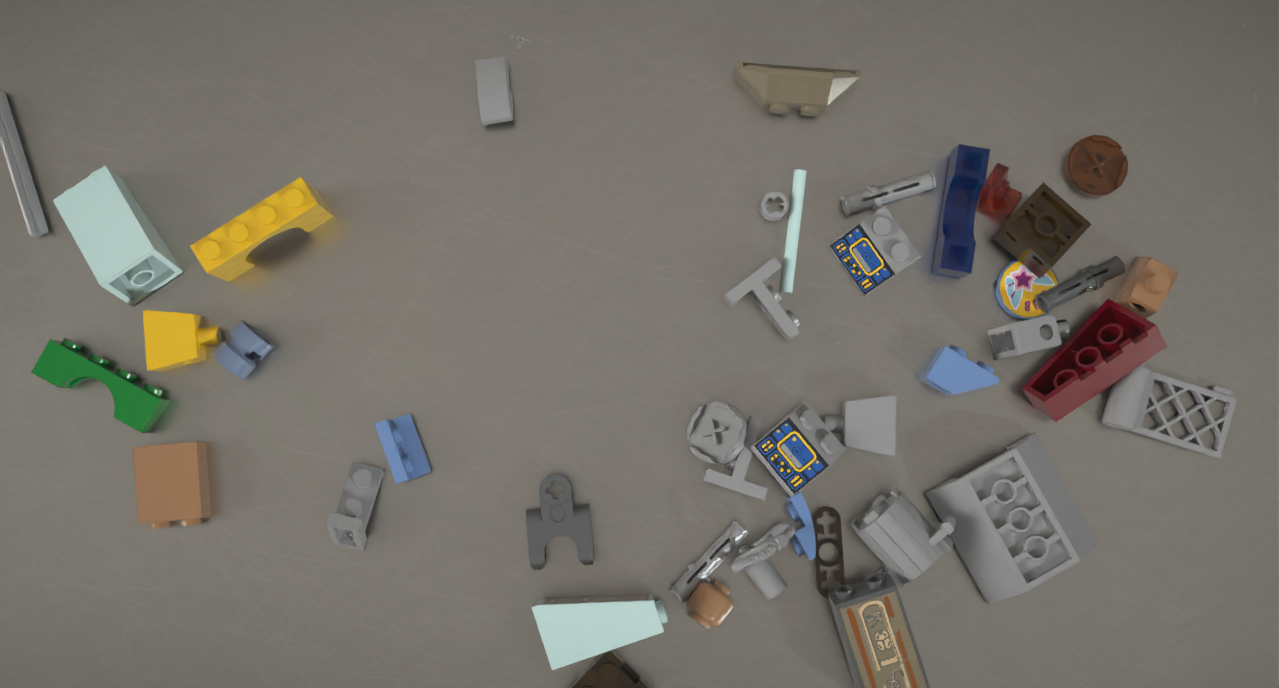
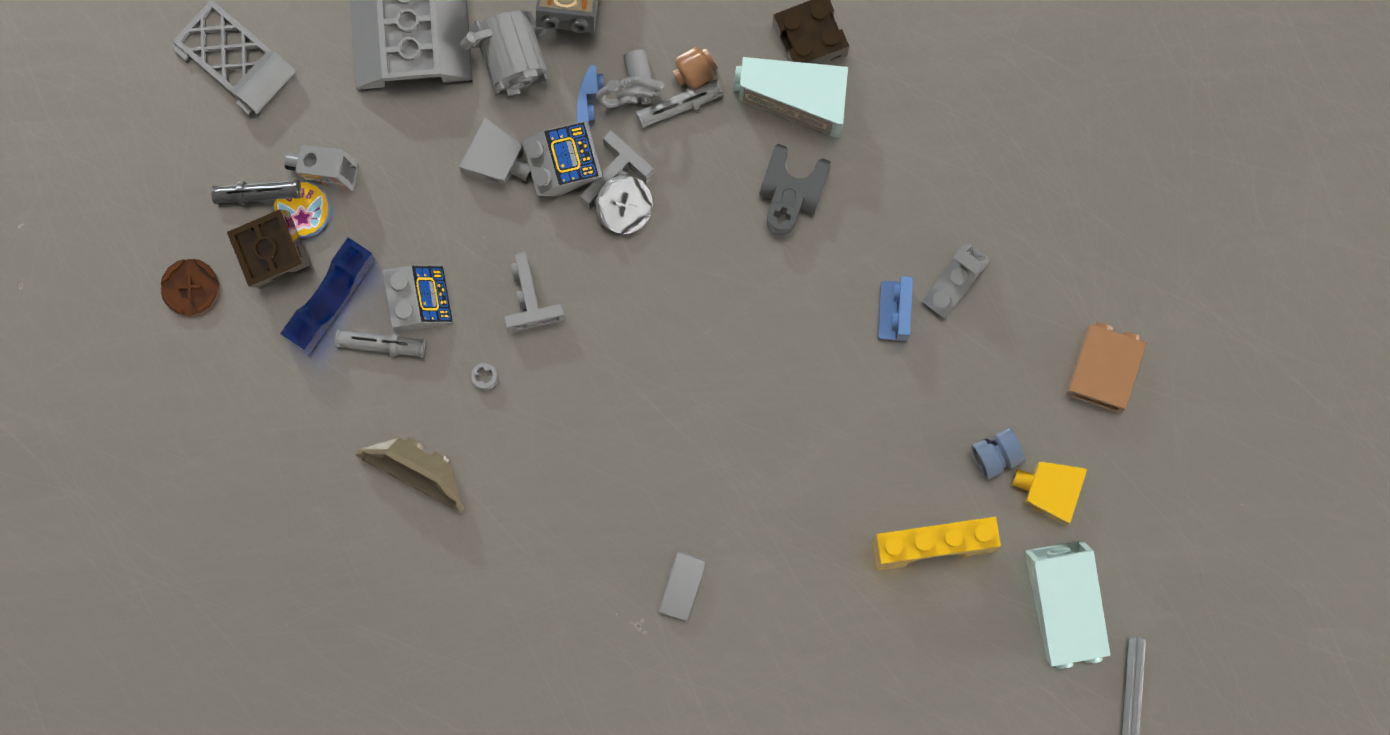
camera: 155 degrees left, 5 degrees down
(134, 404) = (1156, 508): green arch -> none
(793, 231) = (477, 348): light aqua bar -> none
(821, 576) = (561, 85): dark brown beam -> none
(954, 373) = (399, 162): medium blue slope -> none
(997, 194) = (287, 296): clear red bracket -> none
(1093, 359) = (280, 122): dark red wedge -> none
(1146, 285) = (204, 164): medium nougat torso -> none

